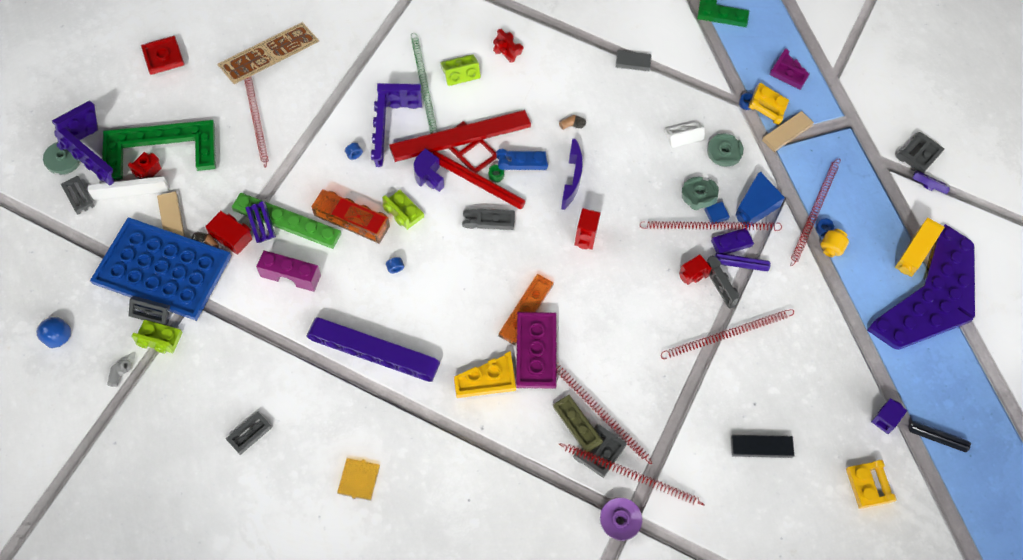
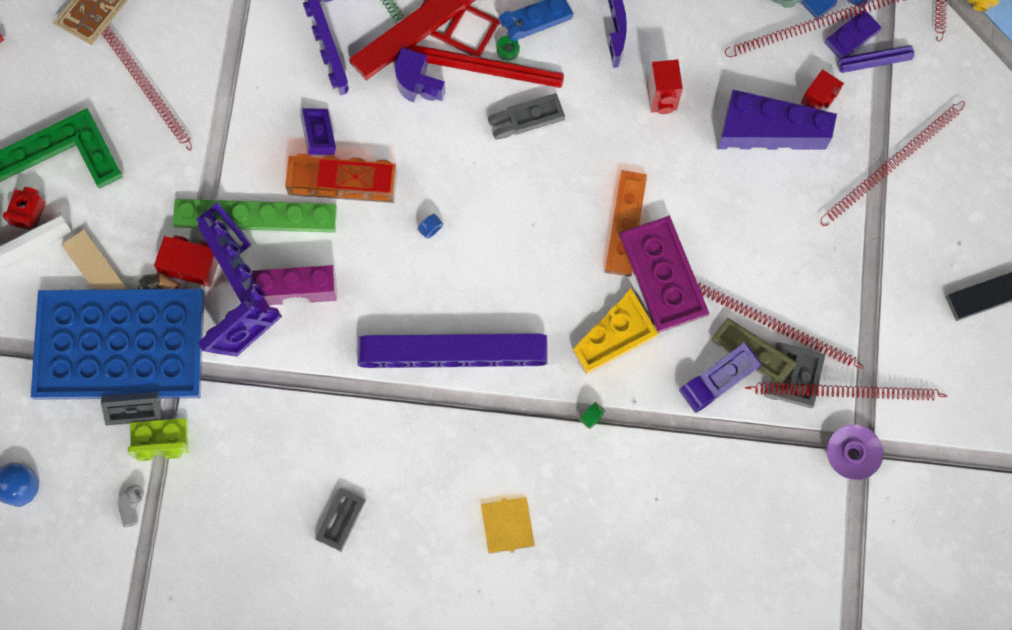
camera: 20 degrees left, 10 degrees up
(247, 277) = (253, 315): none -> dark purple bracket
(349, 182) = (318, 131): none -> dark purple plate
(353, 151) = (302, 84): blue axle -> none
(402, 209) = (405, 143): lime bracket -> none
(448, 426) = (592, 415): none -> green axle
(550, 431) = (720, 377): none -> plate
(653, 279) = (774, 124): none -> dark purple wedge
(721, 281) = (861, 96): dark grey hinge -> none

